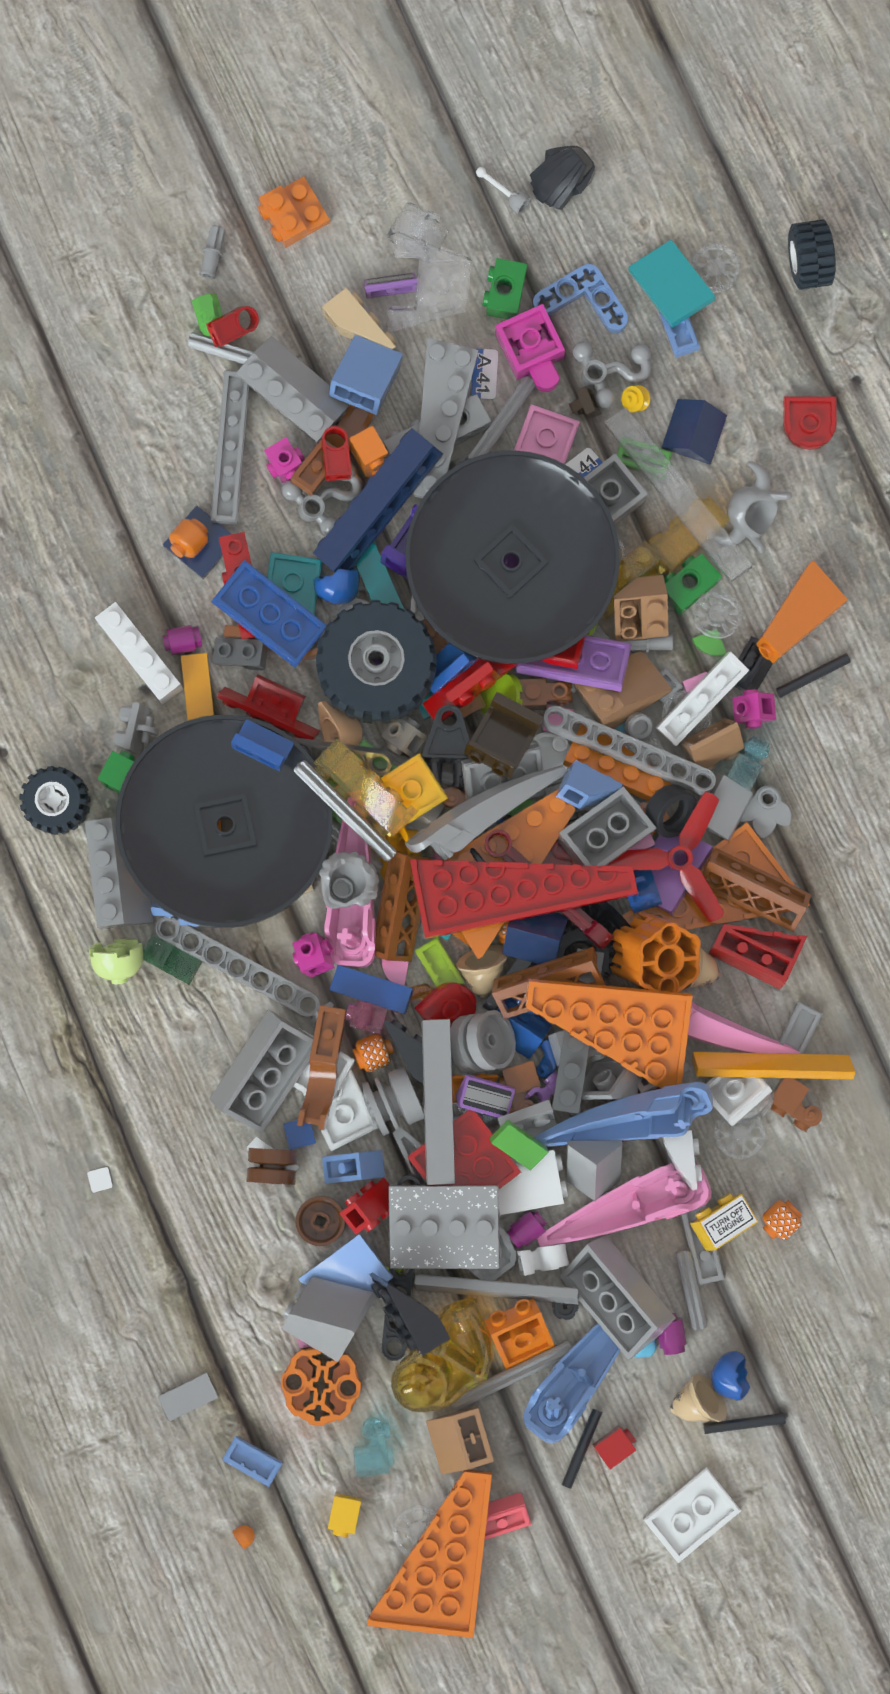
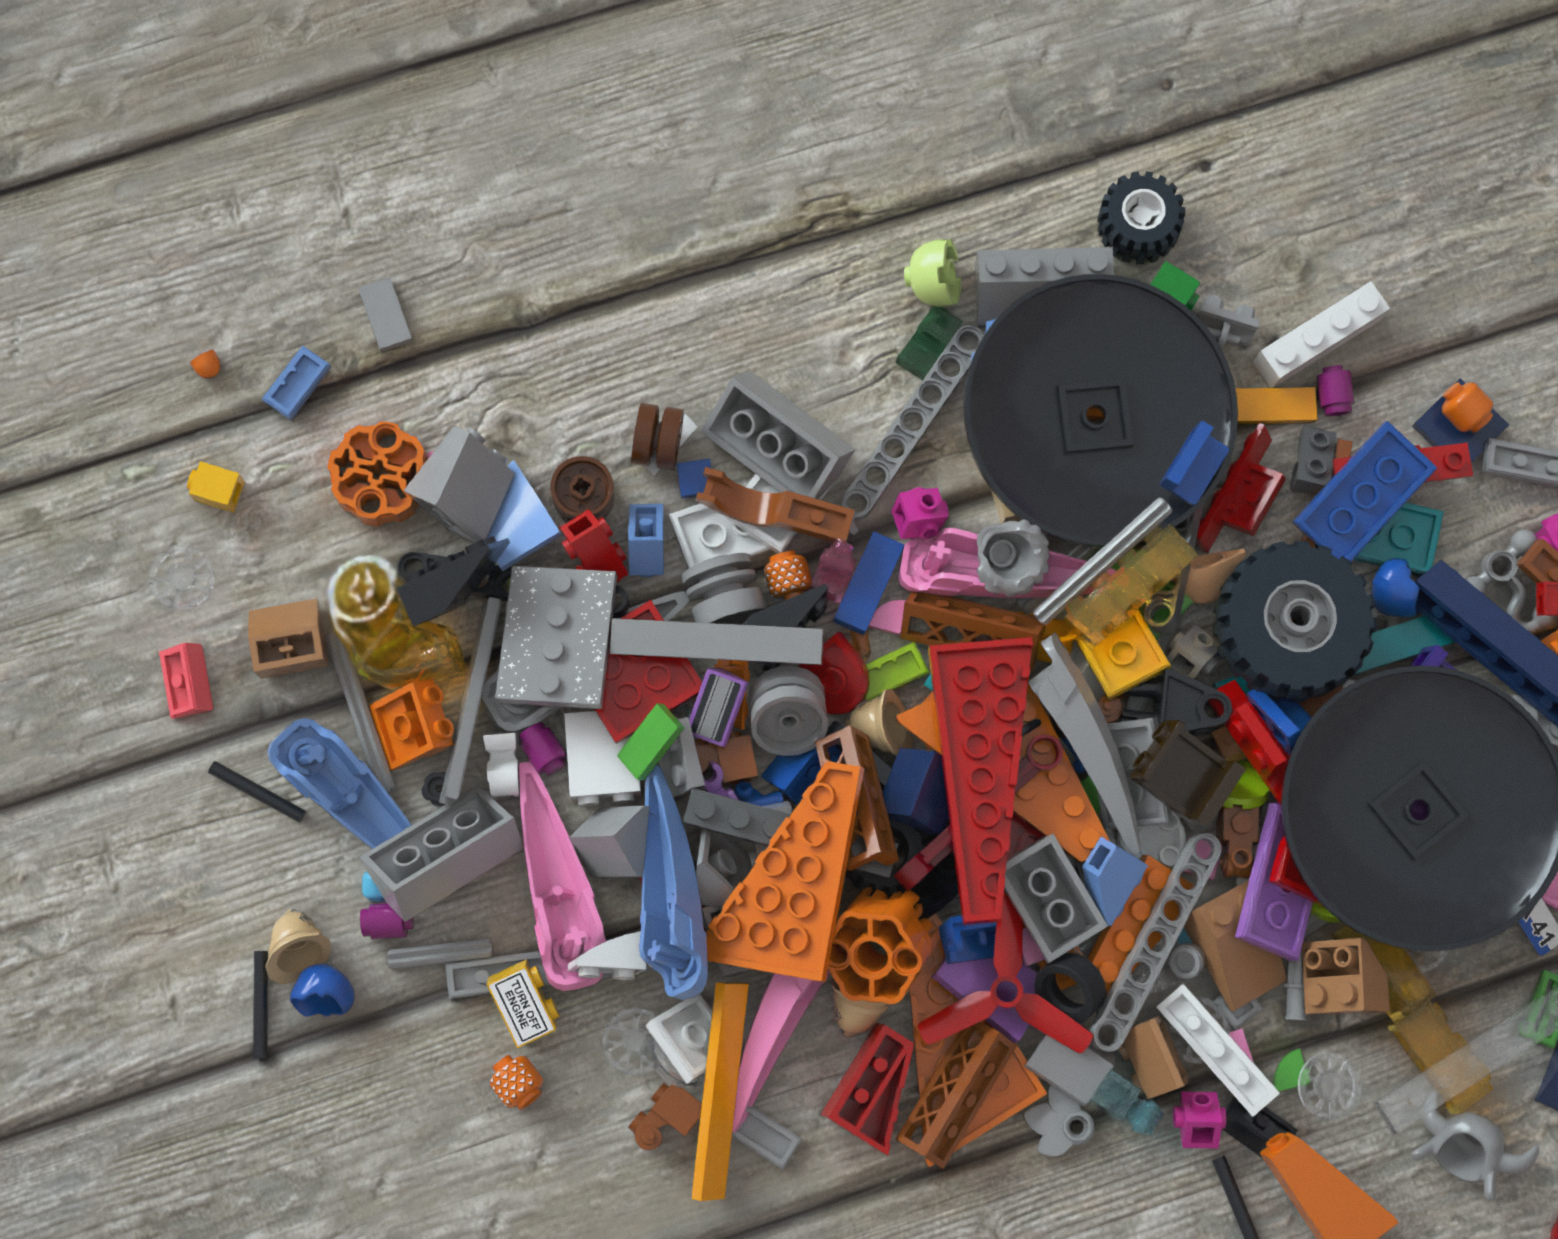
camera: 90 degrees right, 5 degrees down
(99, 1179) = (664, 235): white sticker -> none
(375, 1457) = (280, 530): clear light blue brick -> none
(442, 1573) = (125, 599): orange wing -> none
(615, 1446) = (253, 832): red brick -> none
(617, 488) = (1505, 962): light grey brick -> none
(692, 1514) = (153, 924): white tile -> none
(702, 572) = (1355, 1043): green brick -> none

